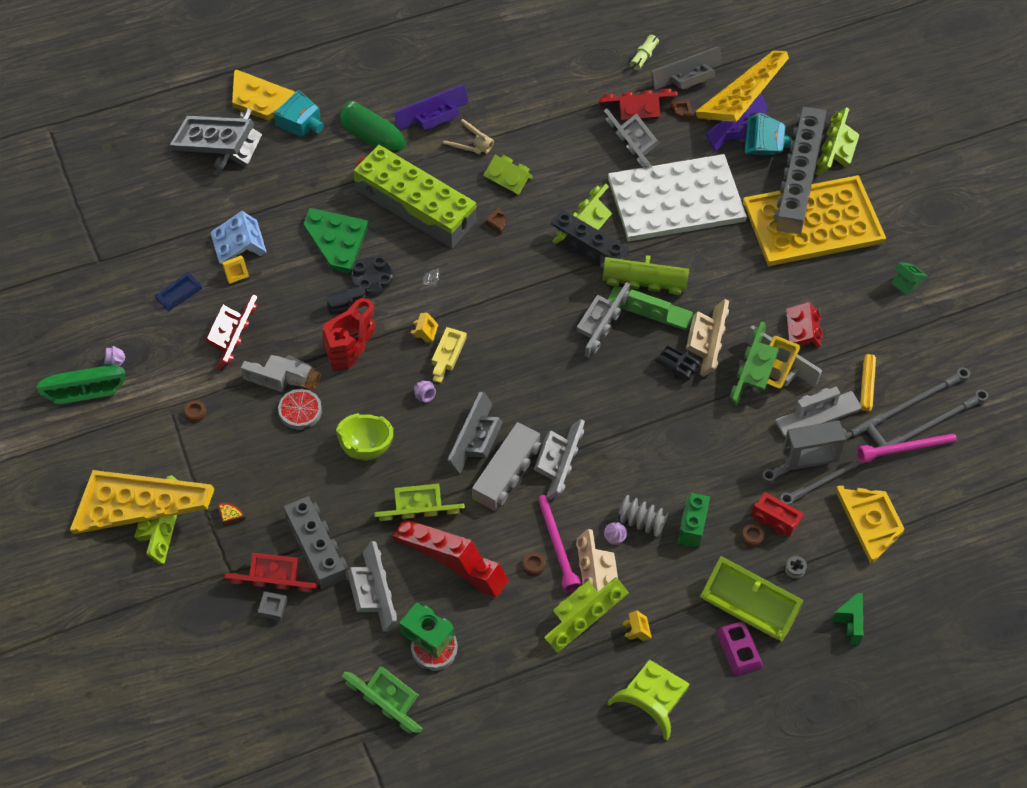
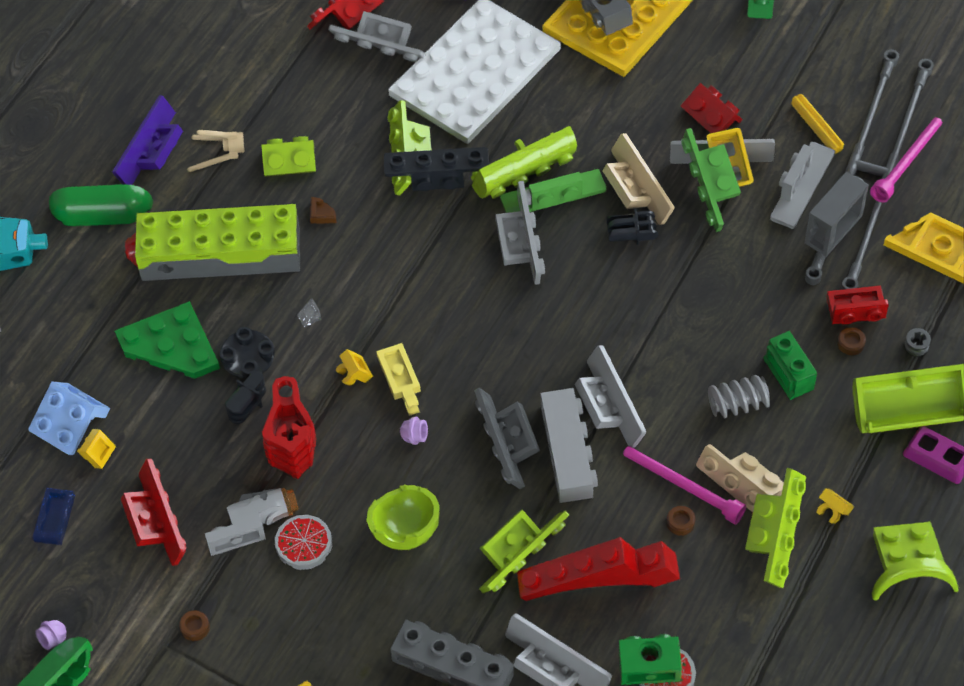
camera: 35 degrees left, 0 degrees up
(615, 533) = (728, 432): lavender plate -> none

